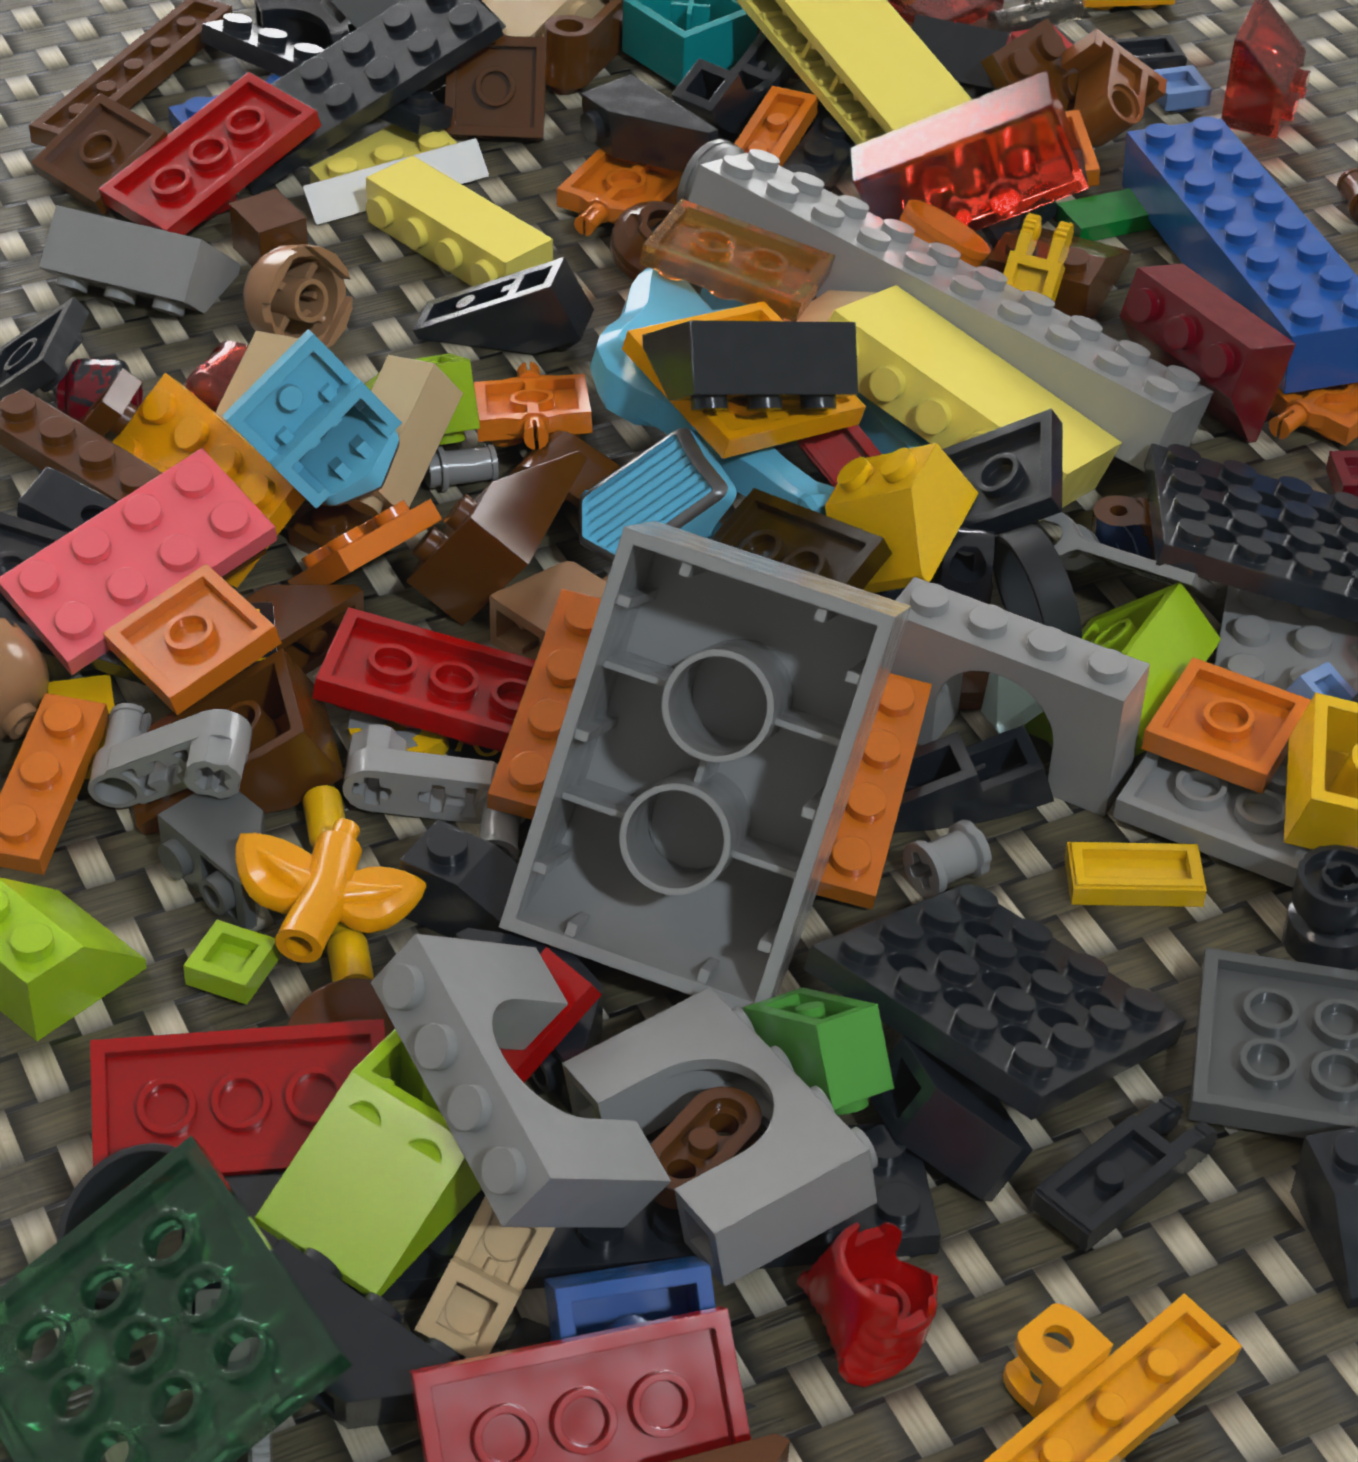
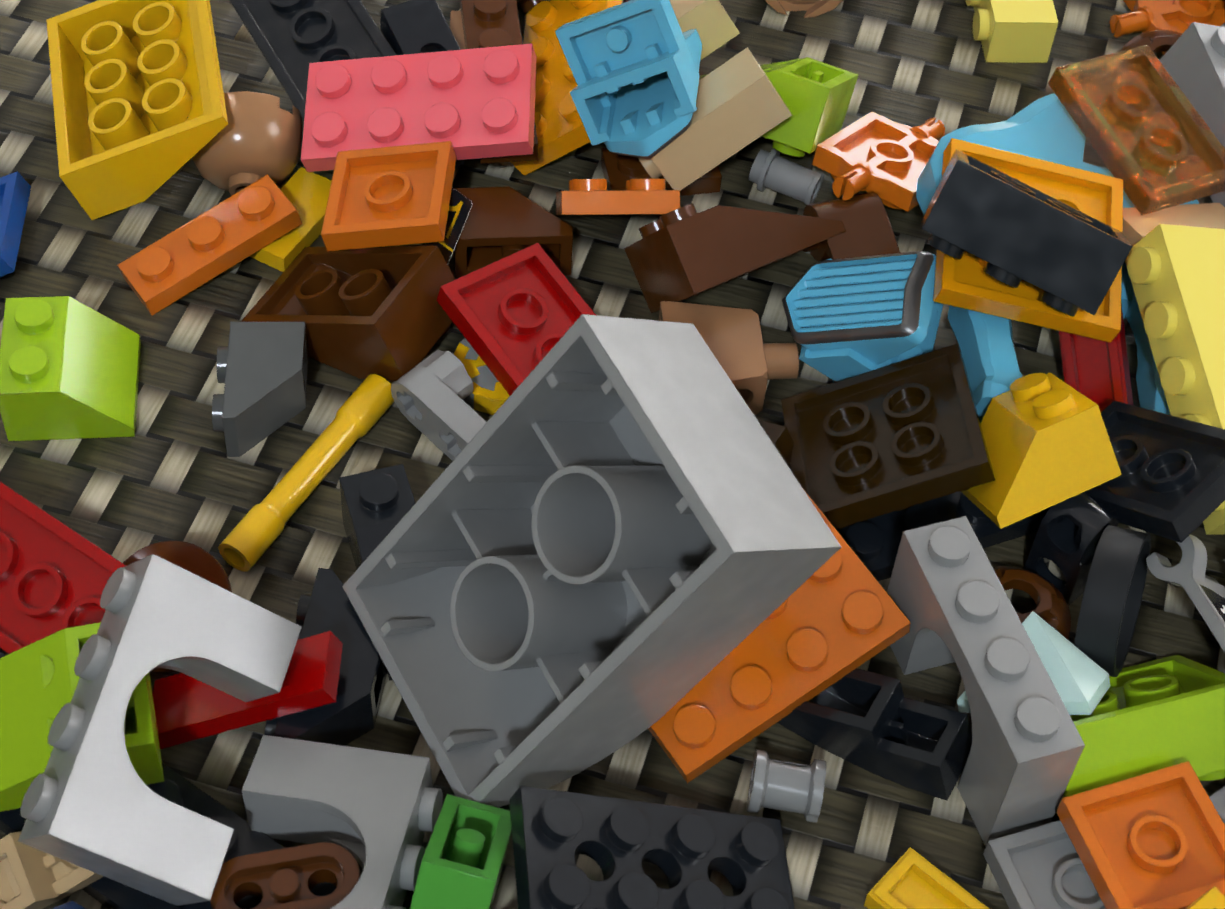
camera: 40 degrees right, 10 degrees up
(192, 753) = (286, 289): light grey beam -> none
(231, 962) = (174, 474): lime plate -> none
(322, 888) = (274, 459): light orange plant -> none
(512, 313) = (969, 70): black slope -> none

